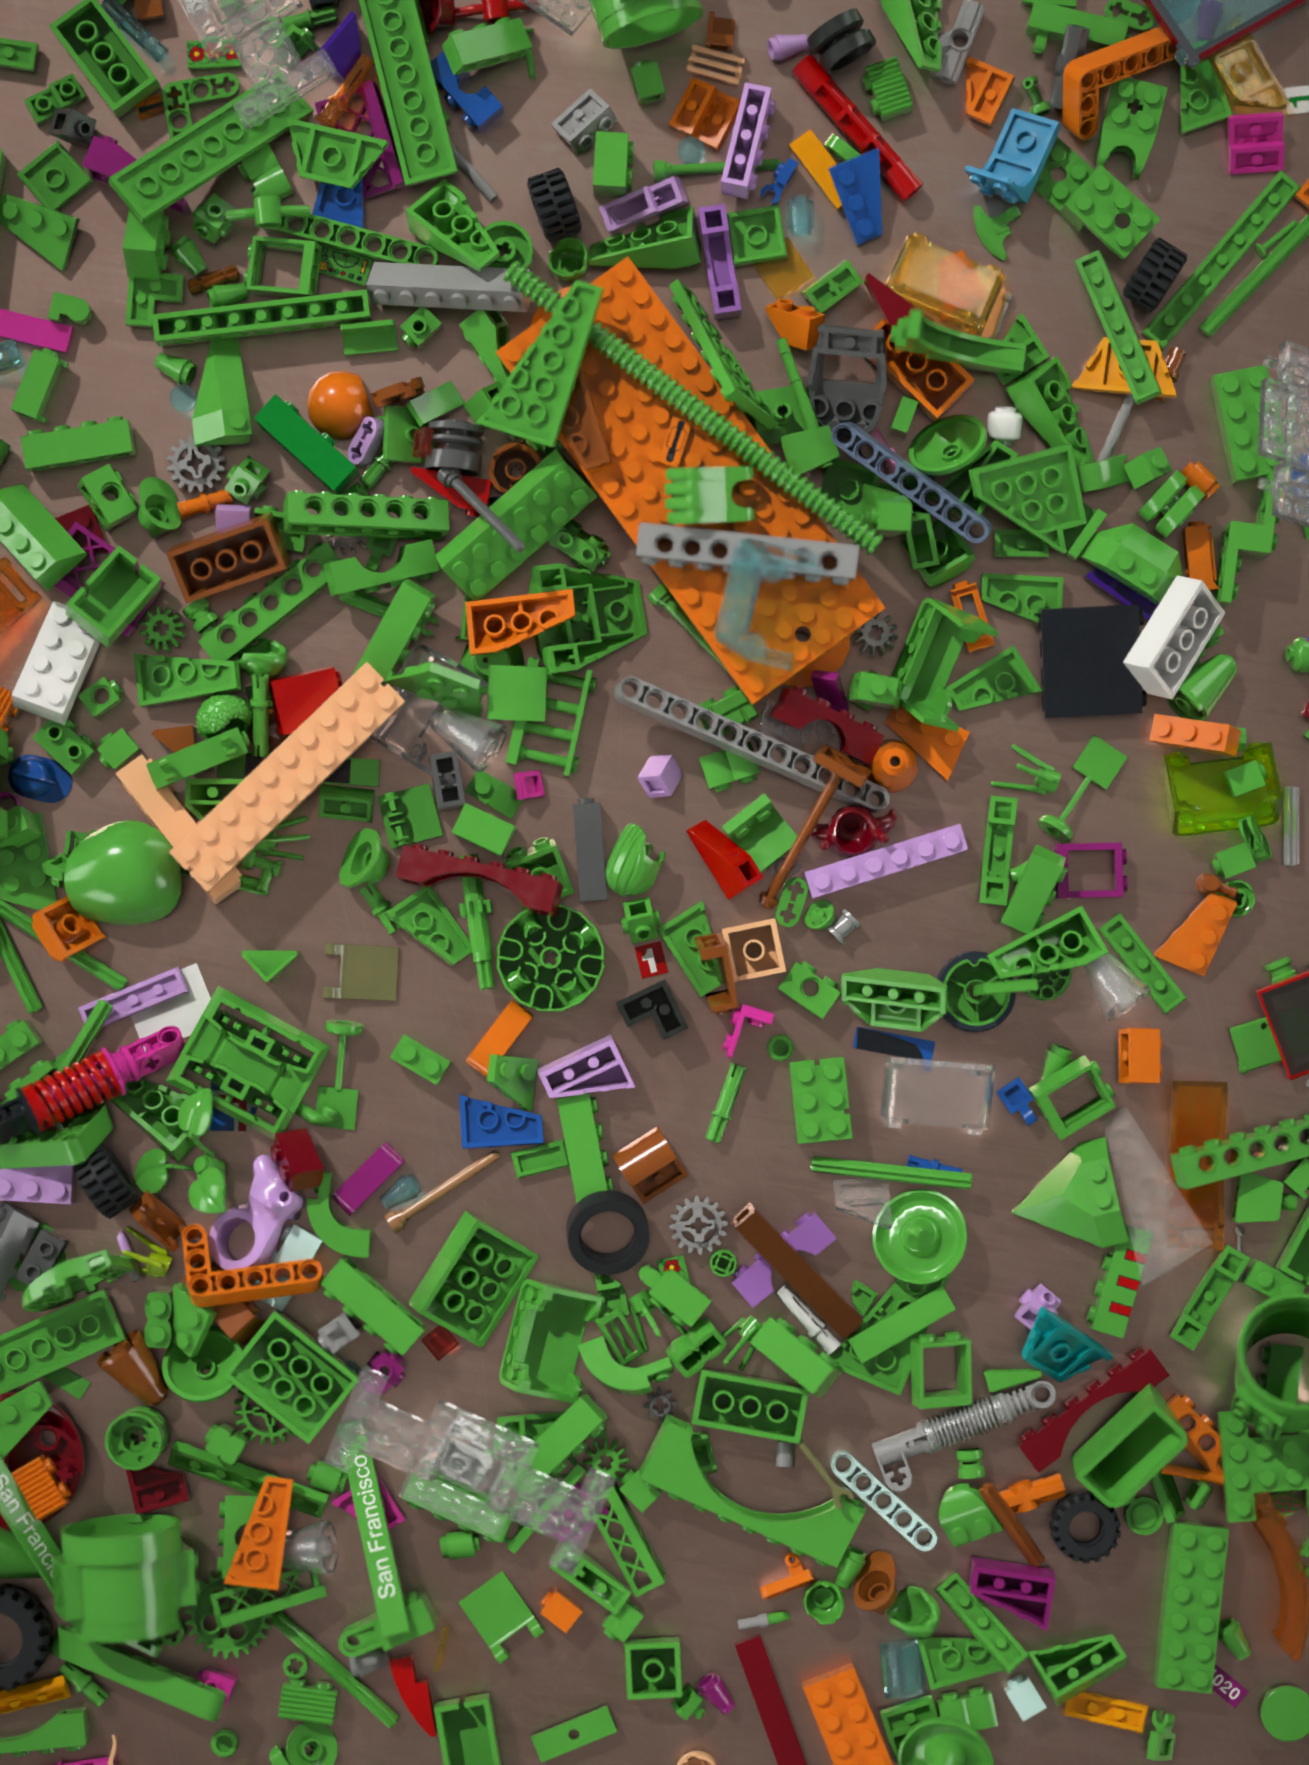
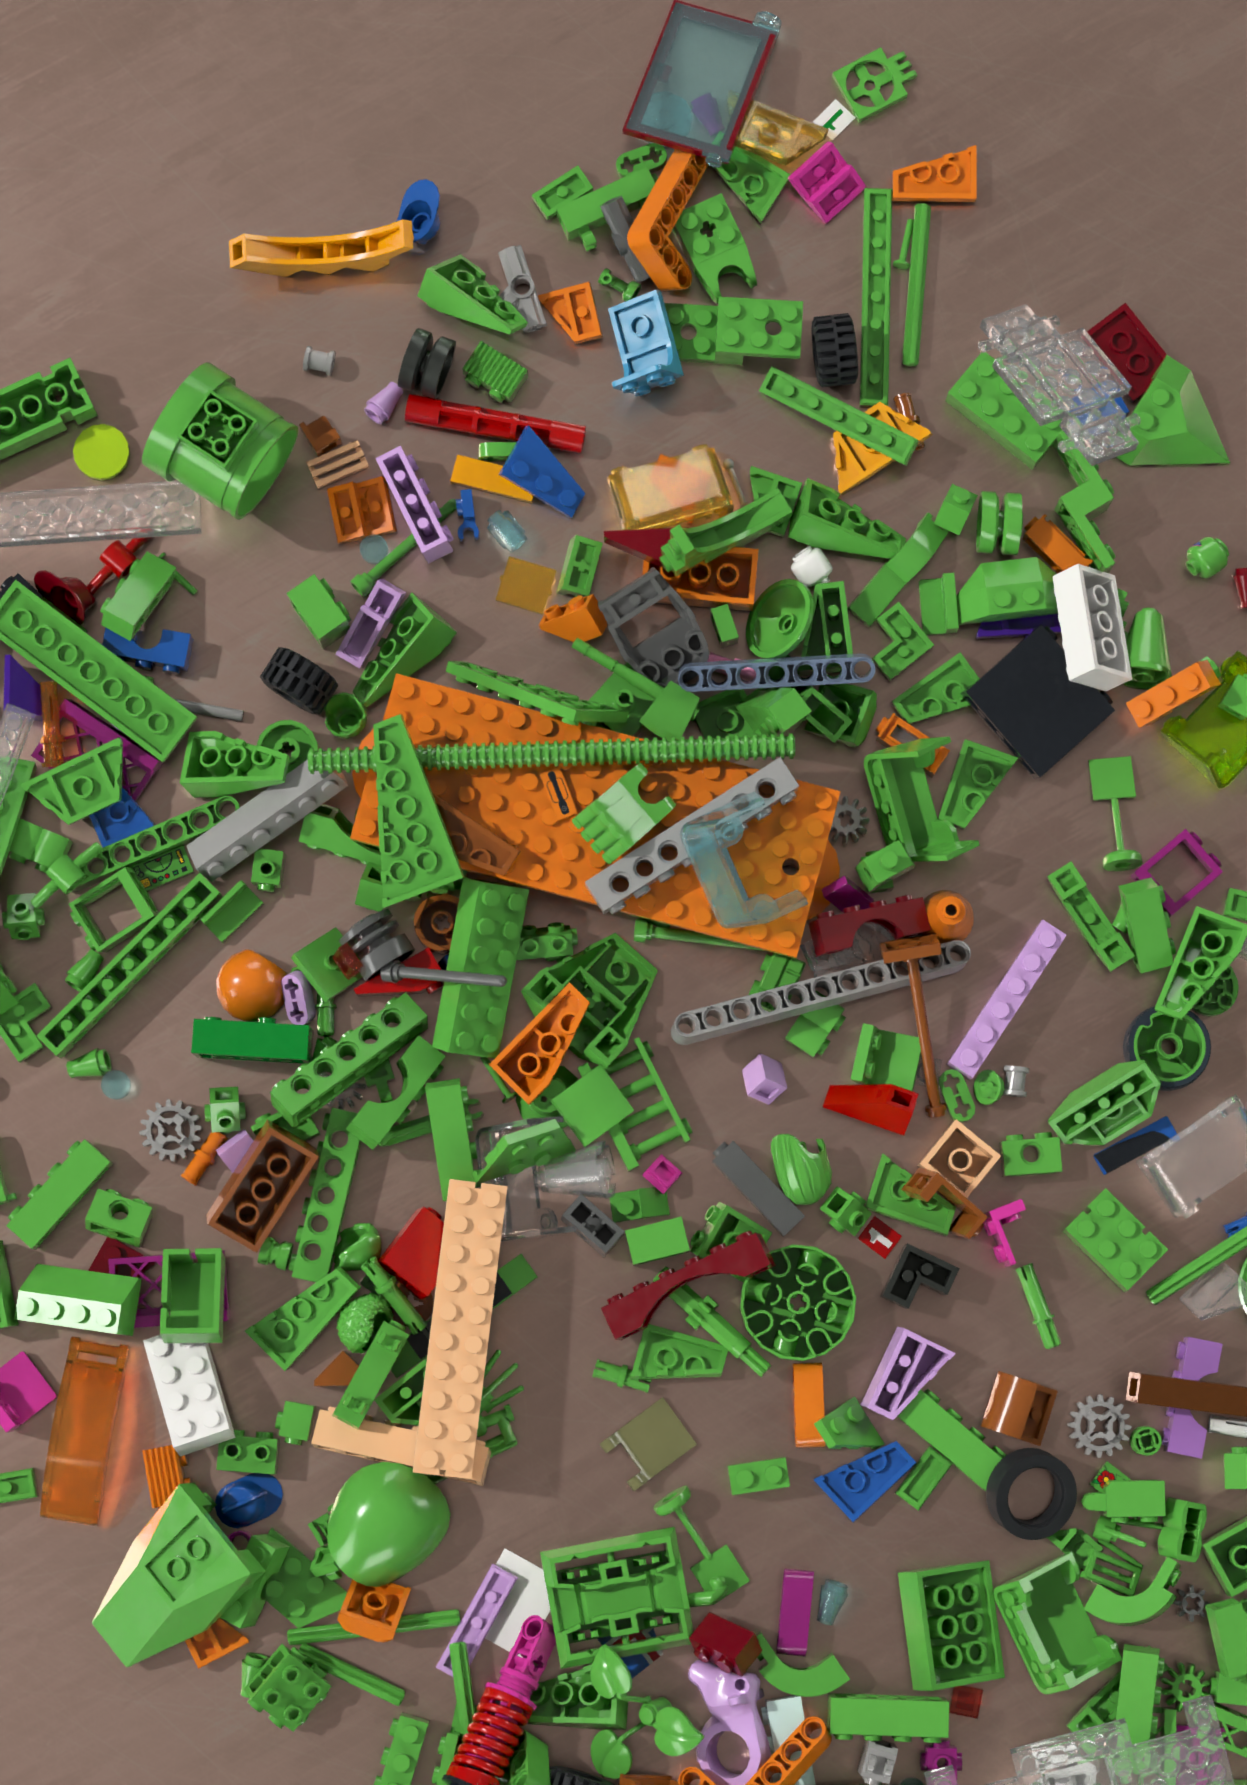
camera: 40 degrees left, 5 degrees down
(89, 699) = (251, 1402): bright green brick -> none
(157, 638) = (253, 1300): bright green gear -> none
(158, 507) = (168, 1191): bright green piece -> none
(188, 254) = (26, 963): bright green cone -> none
(213, 278) = (62, 965): dark orange axle -> none
(222, 401) = (151, 1060): bright green wedge -> none
(270, 963) = (566, 1498): bright green slope -> none
(346, 803) = (522, 1312): bright green slope -> none
(364, 859) = (576, 1347): bright green hat -> none
(391, 394) = (288, 943): dark orange plate -> none
(399, 1218) = (848, 1626): medium nougat piece -> none
(409, 816) = (584, 1279): bright green hinge -> none
(435, 404) = (331, 921): bright green tile -> none
(583, 119) = (266, 594): light grey bracket -> none
(647, 82) = (293, 521): bright green brick -> none
(719, 261) = (470, 620): medium lavender arch -> none
(749, 1329) = (1214, 1479): bright green plant -> none
(756, 236) = (483, 575): bright green tile -> none
(780, 1047) = (1045, 1223): bright green tile -> none
(854, 830) = (961, 994): dark red piece -> none
(934, 744) = (968, 872): orange wing -> none
(995, 229) = (673, 417): bright green piece -> none
(1005, 987) = (1192, 1022): bright green tile -> none
(1034, 492) = (882, 601): bright green wing -> none
(1045, 778) = (1079, 826): bright green plant -> none
(1117, 427) = (903, 497): light grey bar -> none
(1200, 476) = (1004, 482): orange brick -> none

